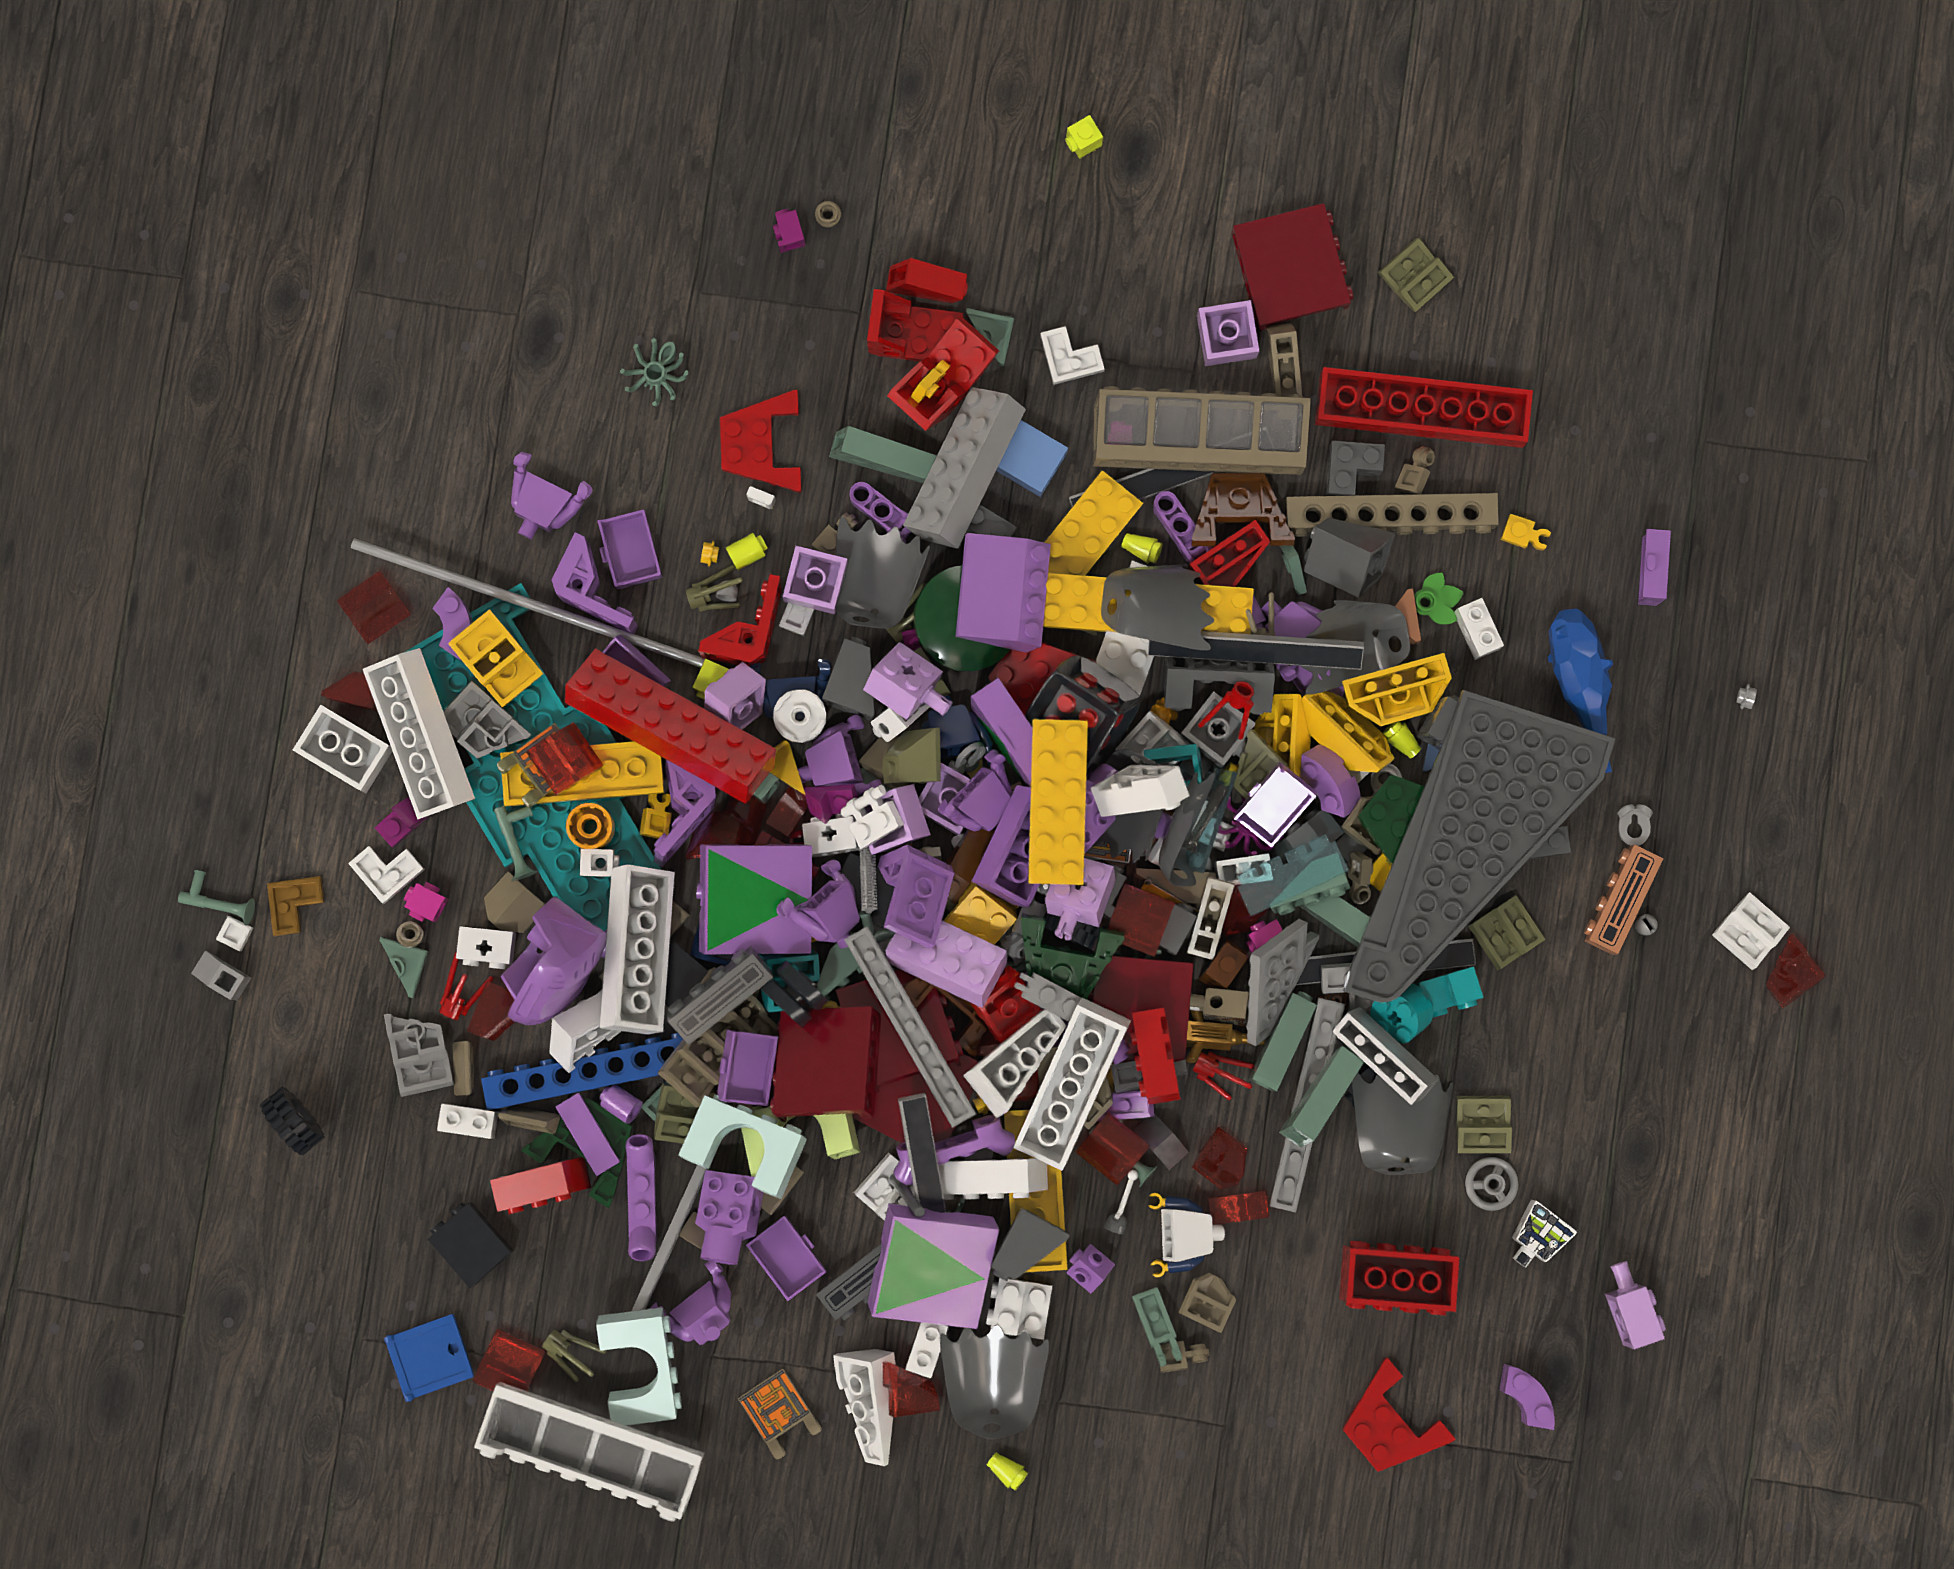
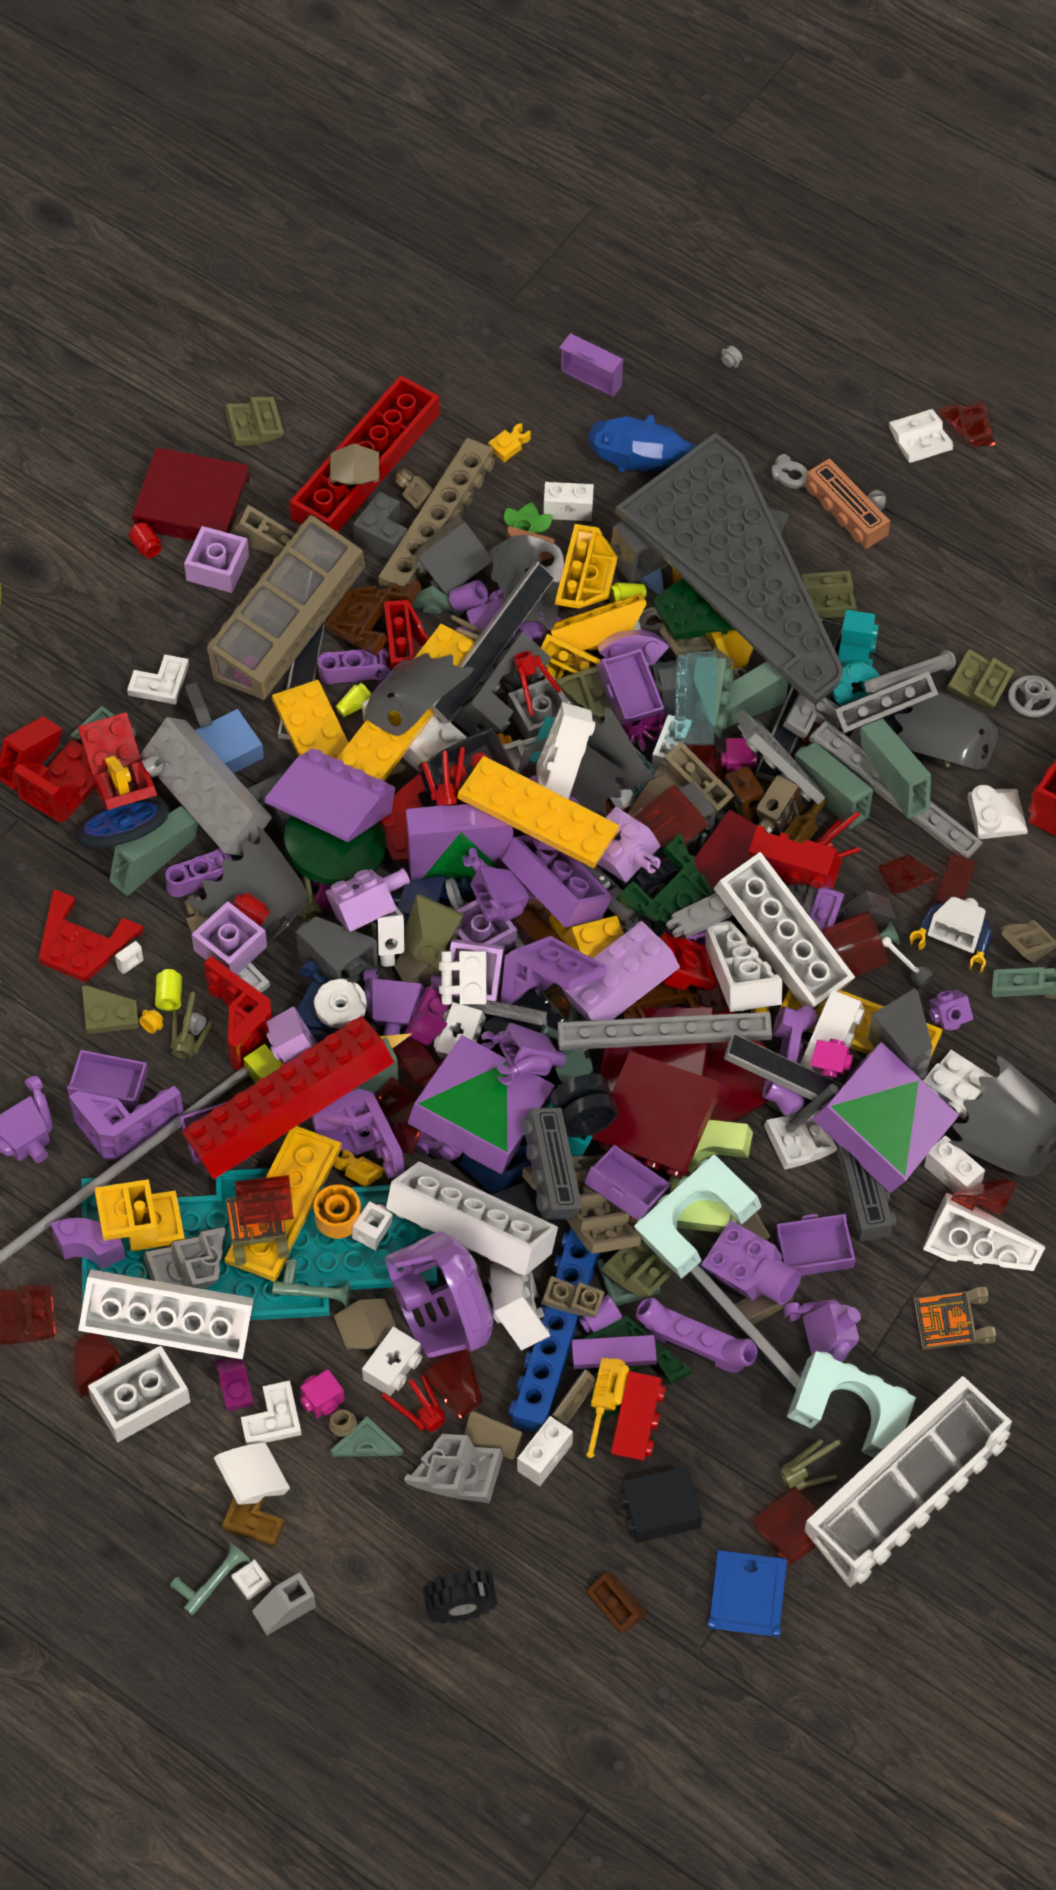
camera: 60 degrees left, 25 degrees down
(321, 884) = (251, 1473): none -> white slope
(368, 1249) = (616, 1602): none -> reddish brown slope
(542, 1150) = (607, 1392): none -> yellow piece
(615, 1074) = (573, 1299): none -> dark tan slope
(701, 508) = (108, 1011): none -> olive wing
(863, 578) = (251, 907): none -> red brick
(882, 413) = (122, 824): none -> wedge
(955, 408) = (152, 766): none -> light grey hinge
(961, 1191) = (831, 1058): none -> dark pink brick
(1033, 706) = (446, 793): none -> red plant
(1053, 409) = (198, 705): none -> dark grey beam
(1218, 252) = (145, 540): none -> red brick
(1309, 594) = (468, 596): none -> medium lavender brick
(1338, 1210) = (996, 812): none -> white slope
(1394, 408) = (354, 465): none -> dark tan slope
(1440, 1060) = (945, 660): none -> light grey axle

